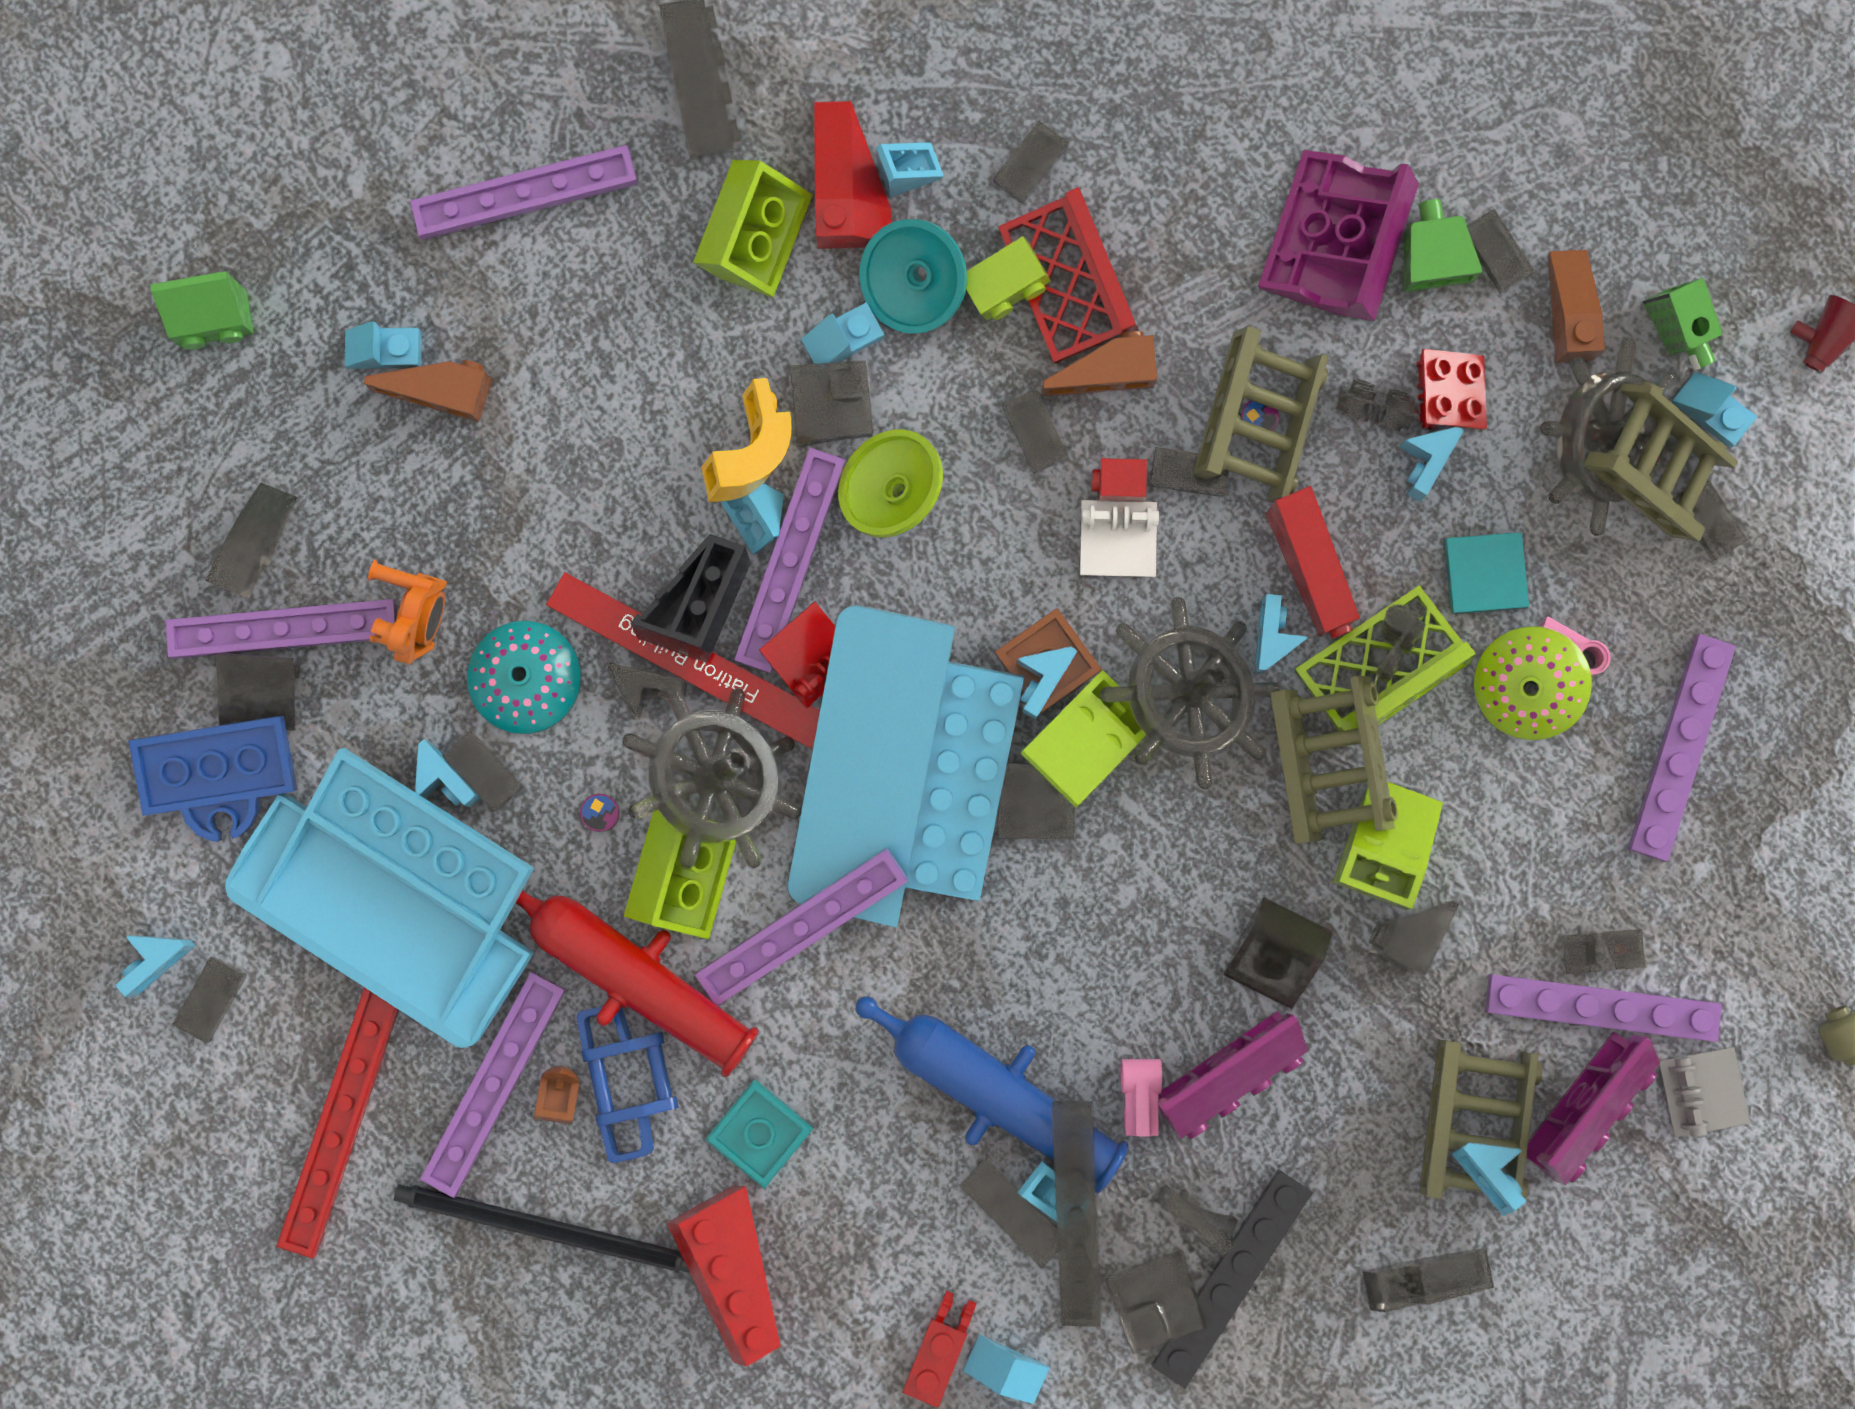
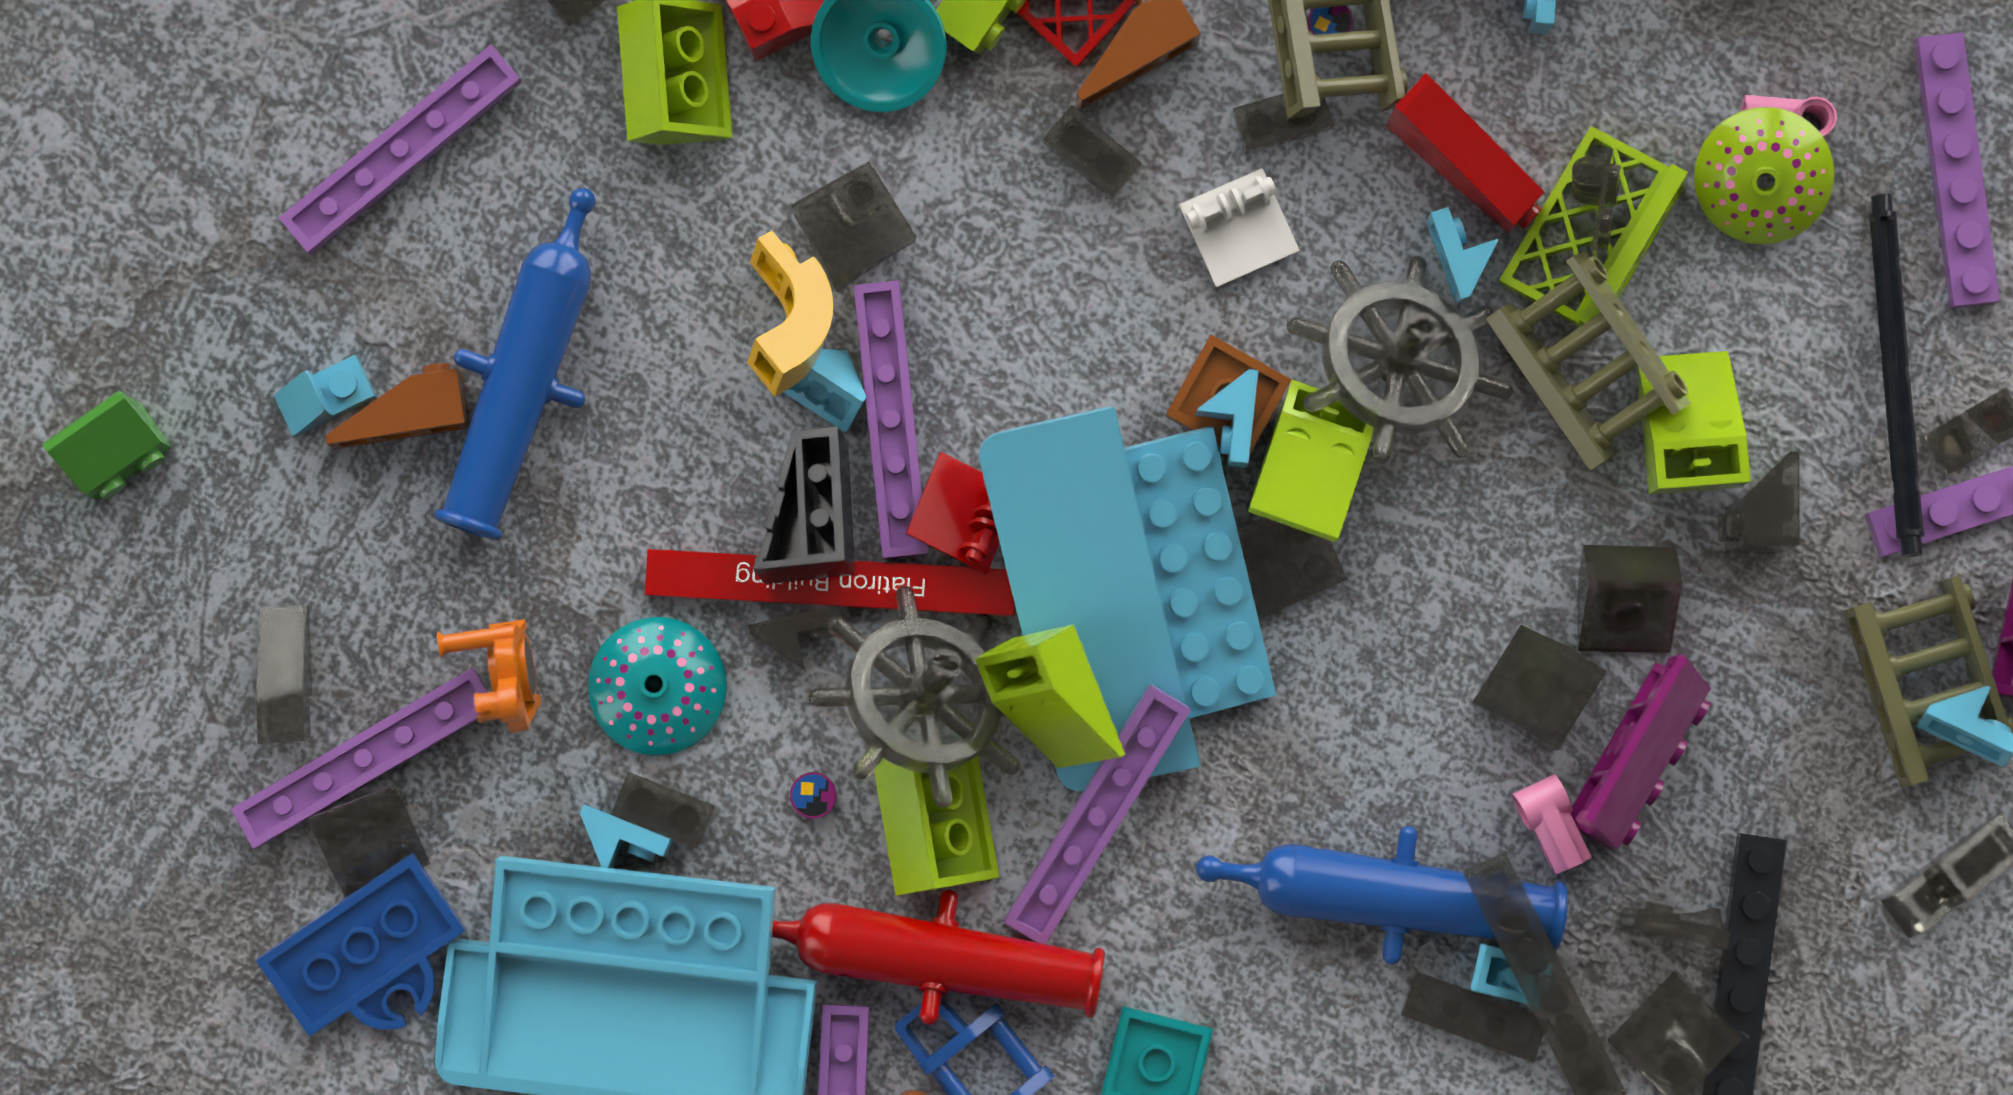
camera: 25 degrees left, 0 degrees up
(530, 399) = (520, 376): none -> blue piece
(807, 822) = (1051, 696): none -> lime slope
(842, 336) = (830, 145): medium azure slope -> none
(877, 476) = (942, 281): lime dish -> none
(1120, 480) = (1211, 162): red brick -> none
(1179, 988) = (1539, 687): none -> clear smoke slope
(1486, 573) = (1657, 78): teal tile -> none
(1561, 881) = (1896, 375): none -> black piece

